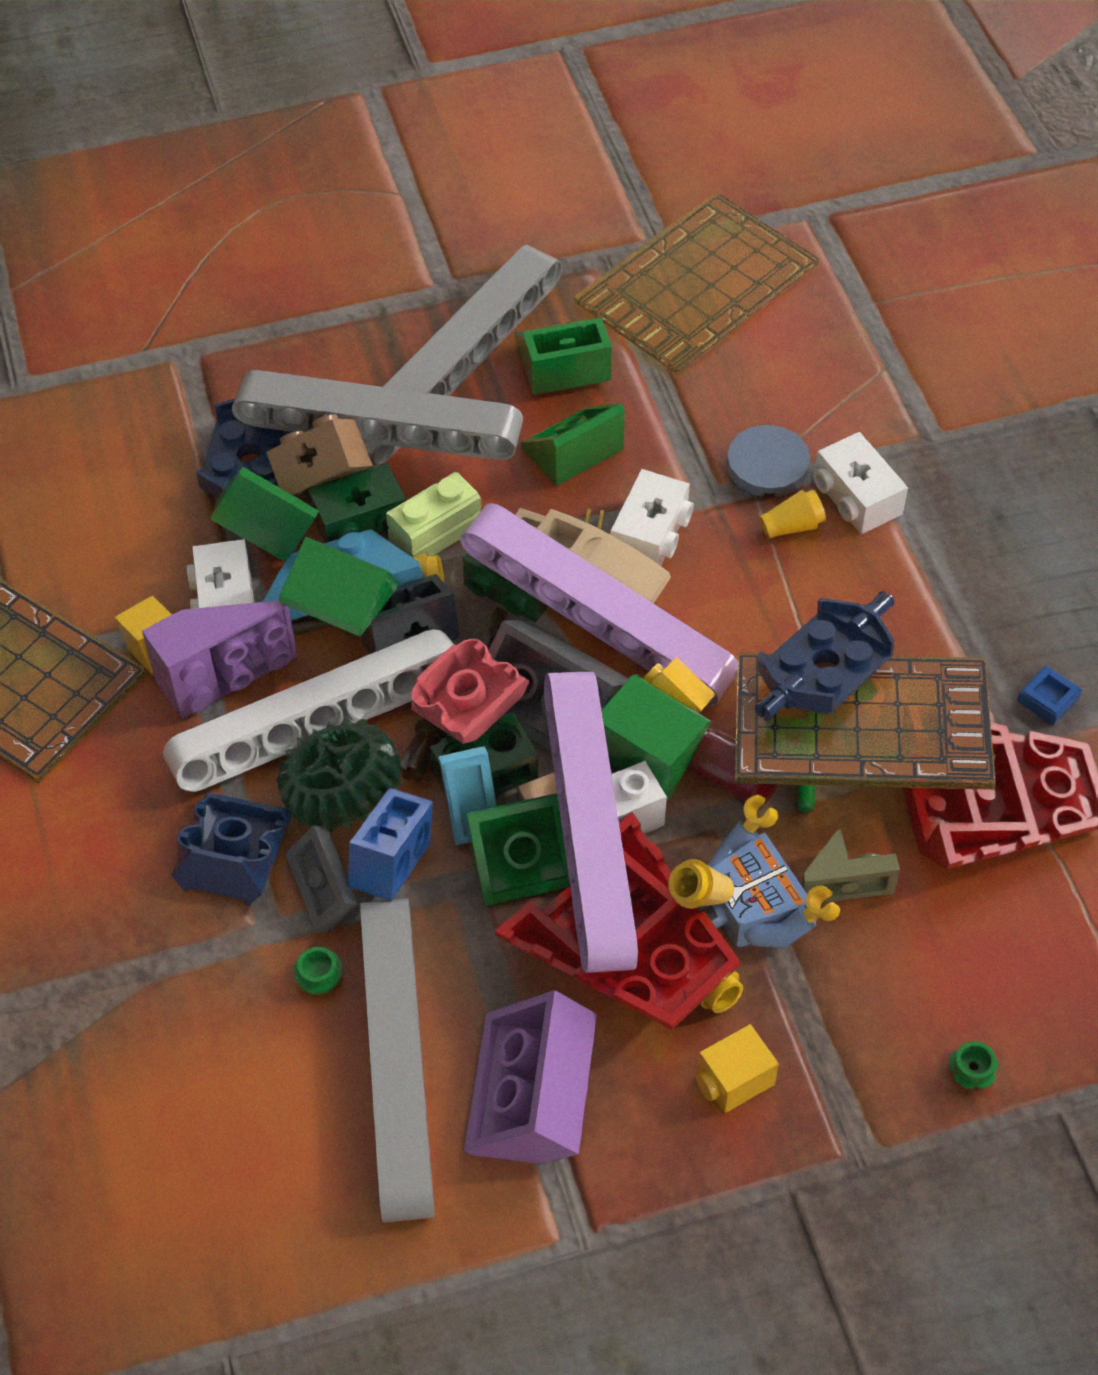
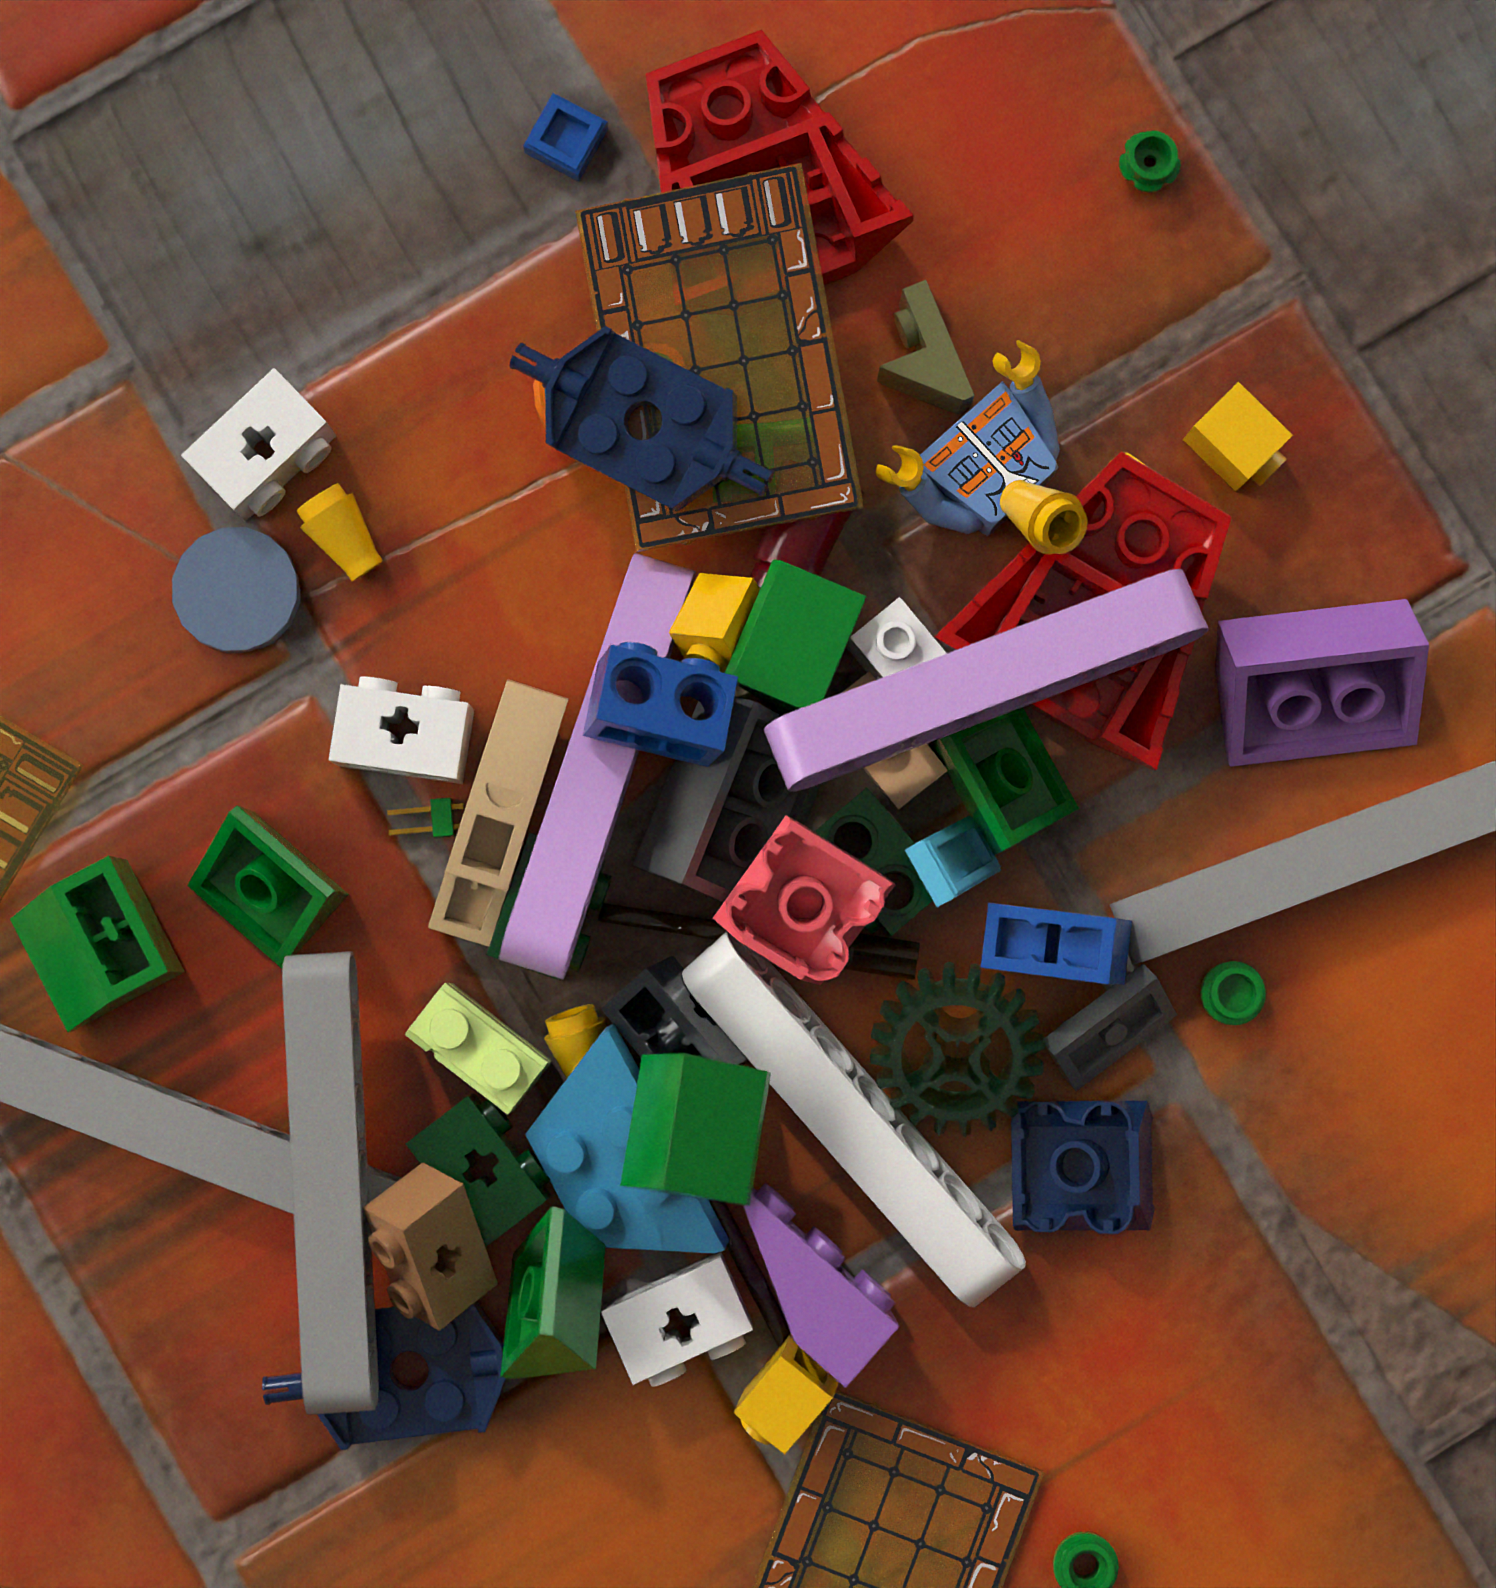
camera: 110 degrees left, 30 degrees up
(620, 623) = (660, 722): none -> blue brick

